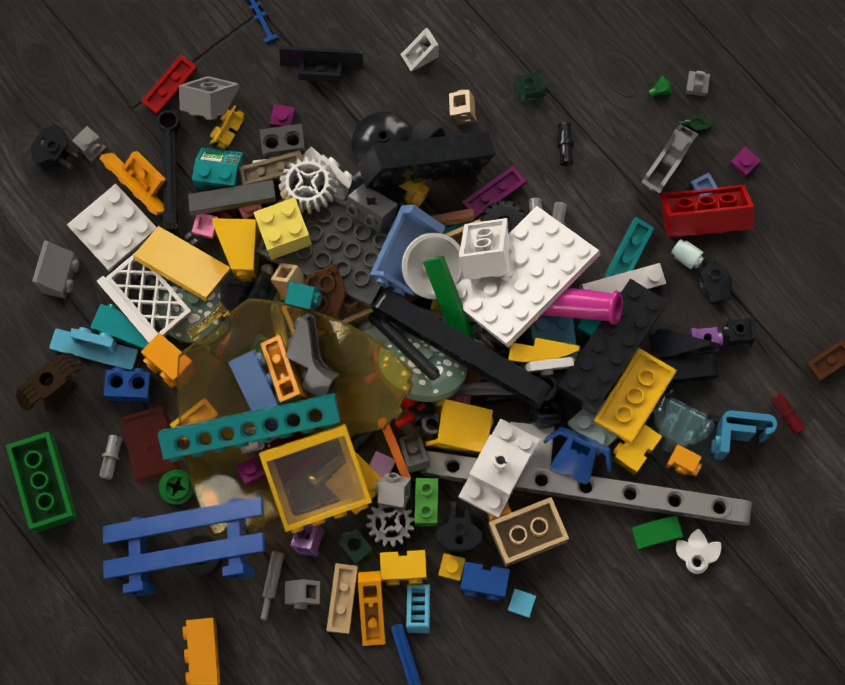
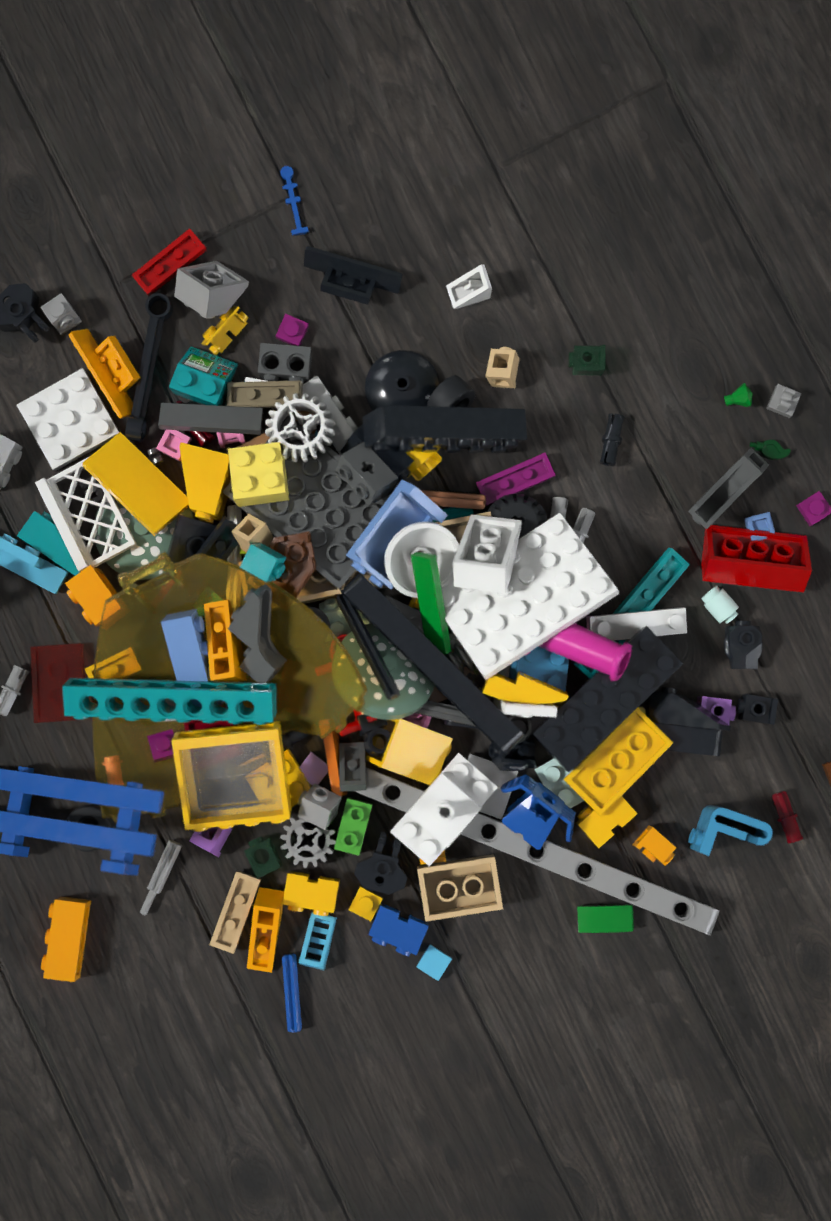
camera: 10 degrees right, 10 degrees up
(127, 390) = (46, 616): blue brick -> none
(167, 491) = (66, 743): green gear -> none
(302, 593) = (191, 897): light grey brick -> none
(681, 423) = (664, 802): clear light blue torso -> none
(698, 548) = (645, 946): white plate -> none

